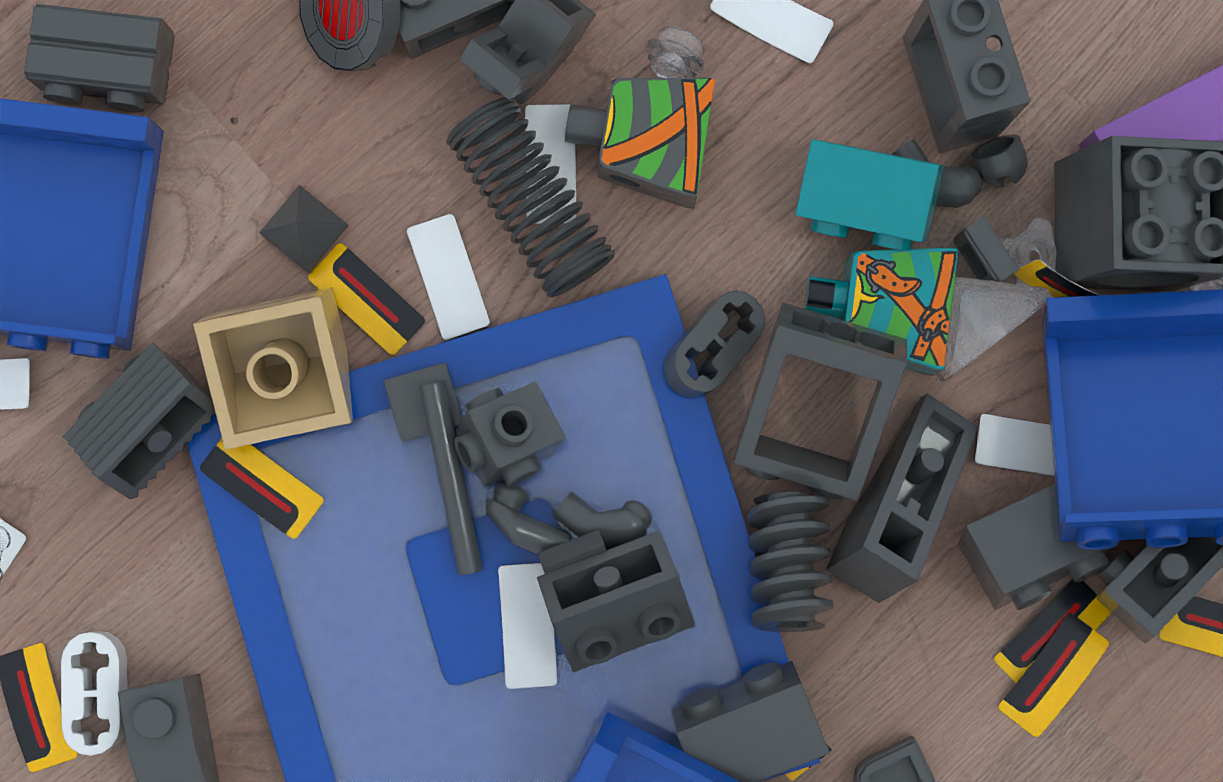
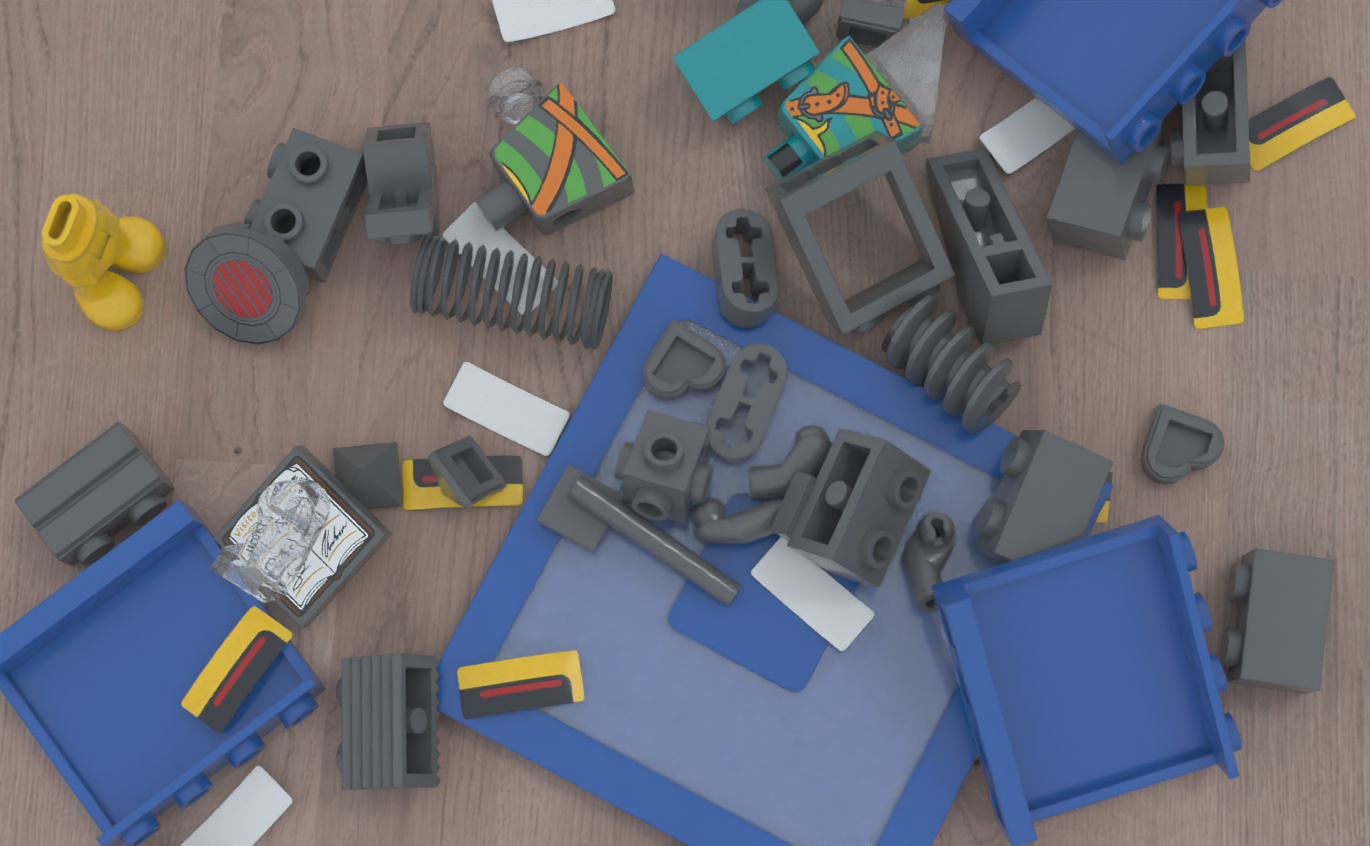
camera: 40 degrees left, 5 degrees down
(78, 276) = (236, 668): none -> sticker
(188, 217) = (280, 541): none -> clear leg
(214, 227) = (341, 549): none -> tile
(276, 368) = (451, 587): tan slope -> none
(371, 295) = (465, 472): none -> dark grey slope
(601, 368) = (682, 363): none -> dark grey tile
(610, 428) = (760, 409): none -> dark grey beam
(633, 681) = (927, 555): none -> dark grey arm

